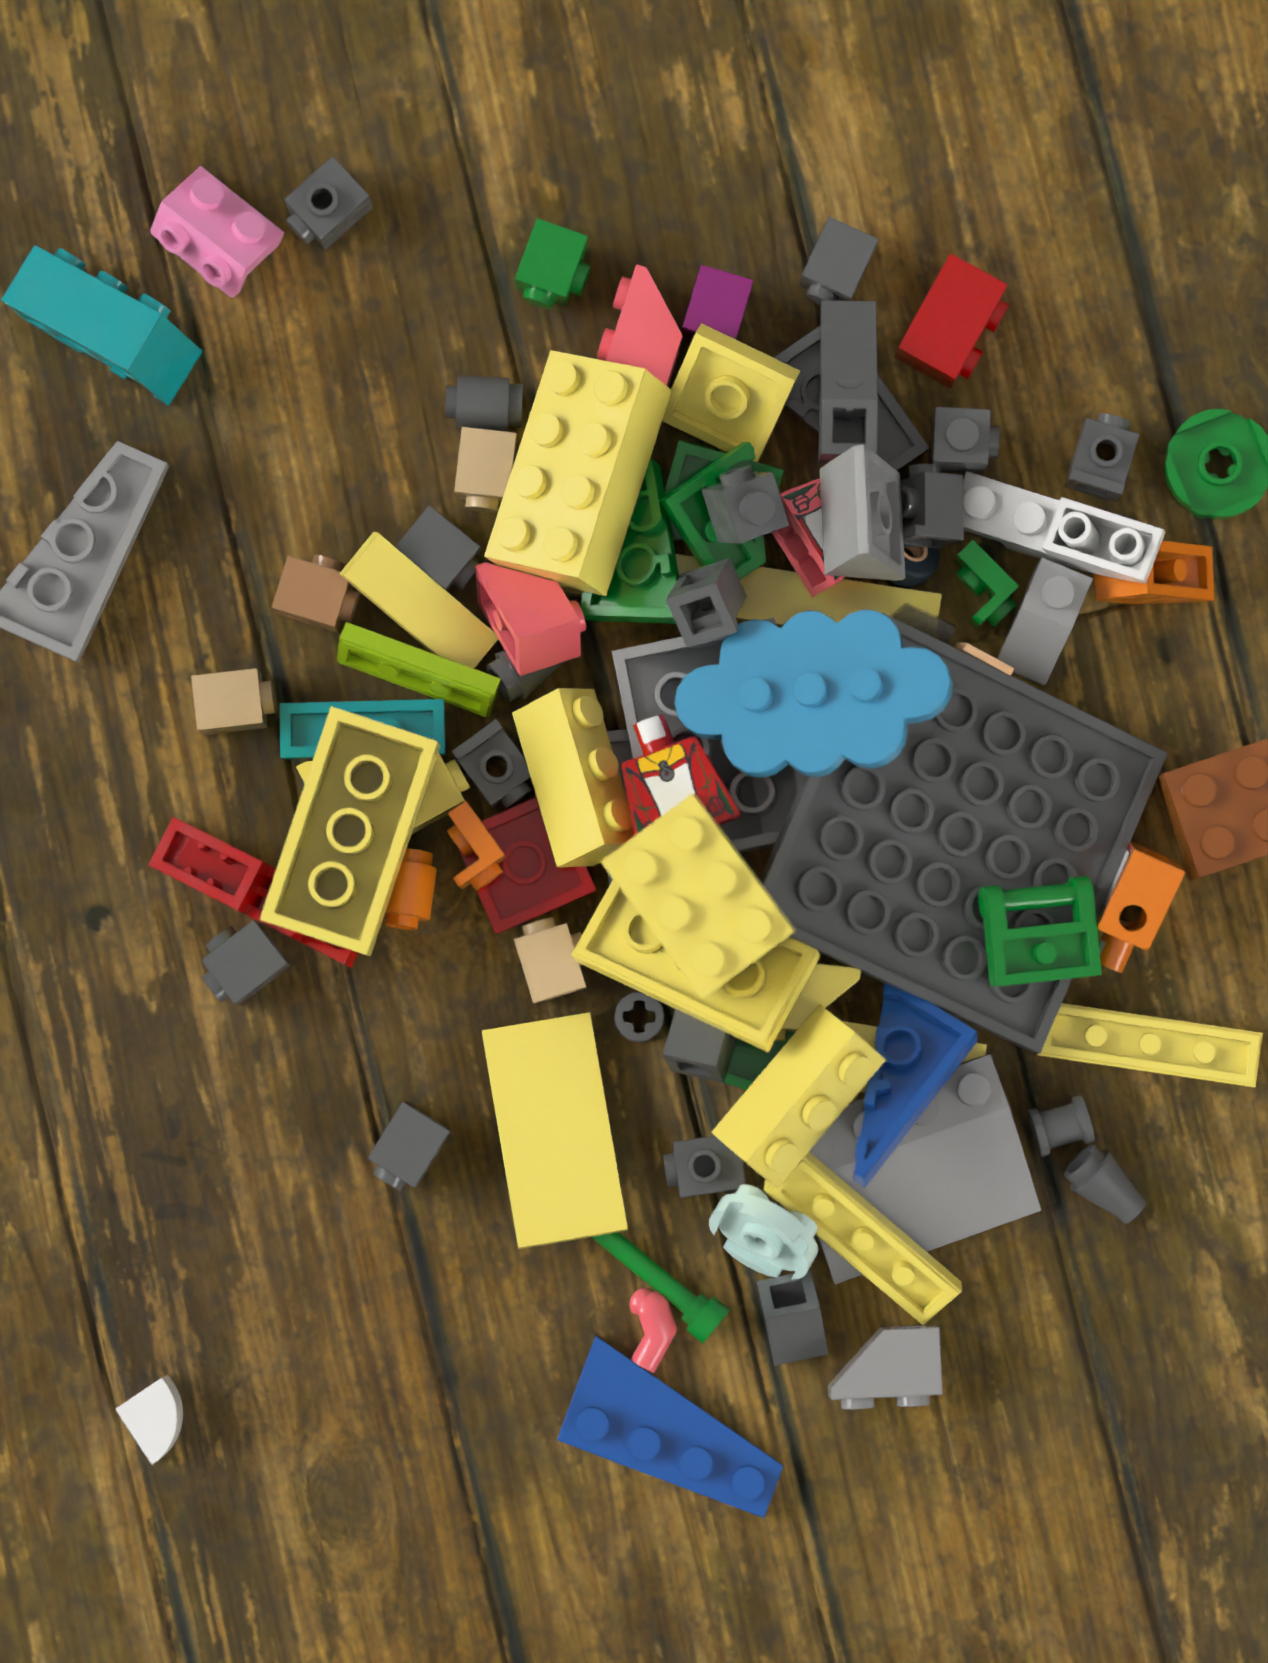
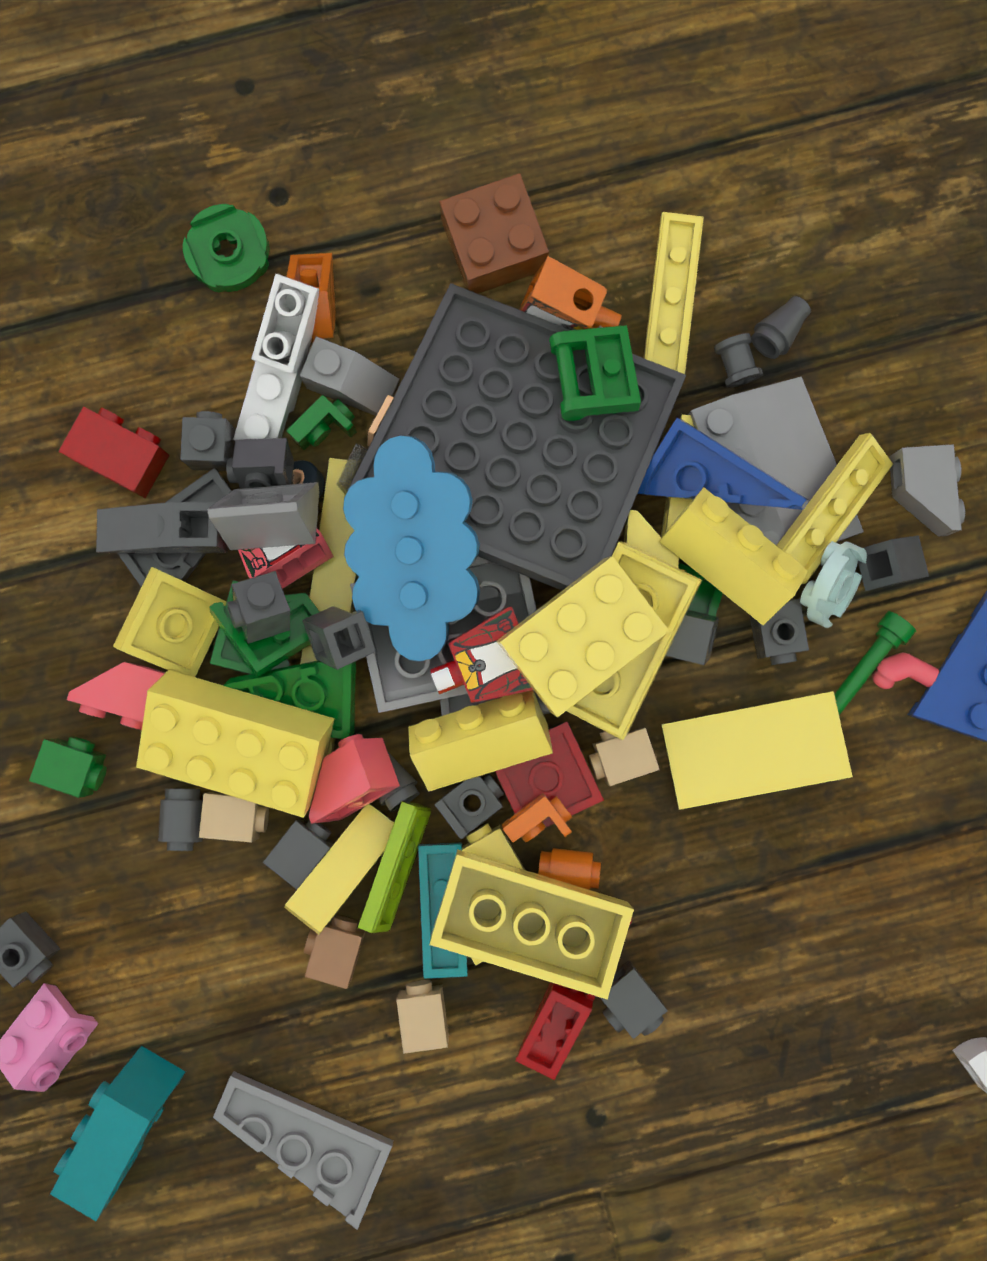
camera: 90 degrees left, 0 degrees up
(407, 1147) = (772, 865): dark grey brick -> none
(627, 1029) = (674, 696): dark grey bush -> none
(717, 302) = (96, 634): magenta brick -> none
(837, 262) = (66, 541): dark grey brick -> none
(1088, 471) = (232, 345): dark grey brick -> none

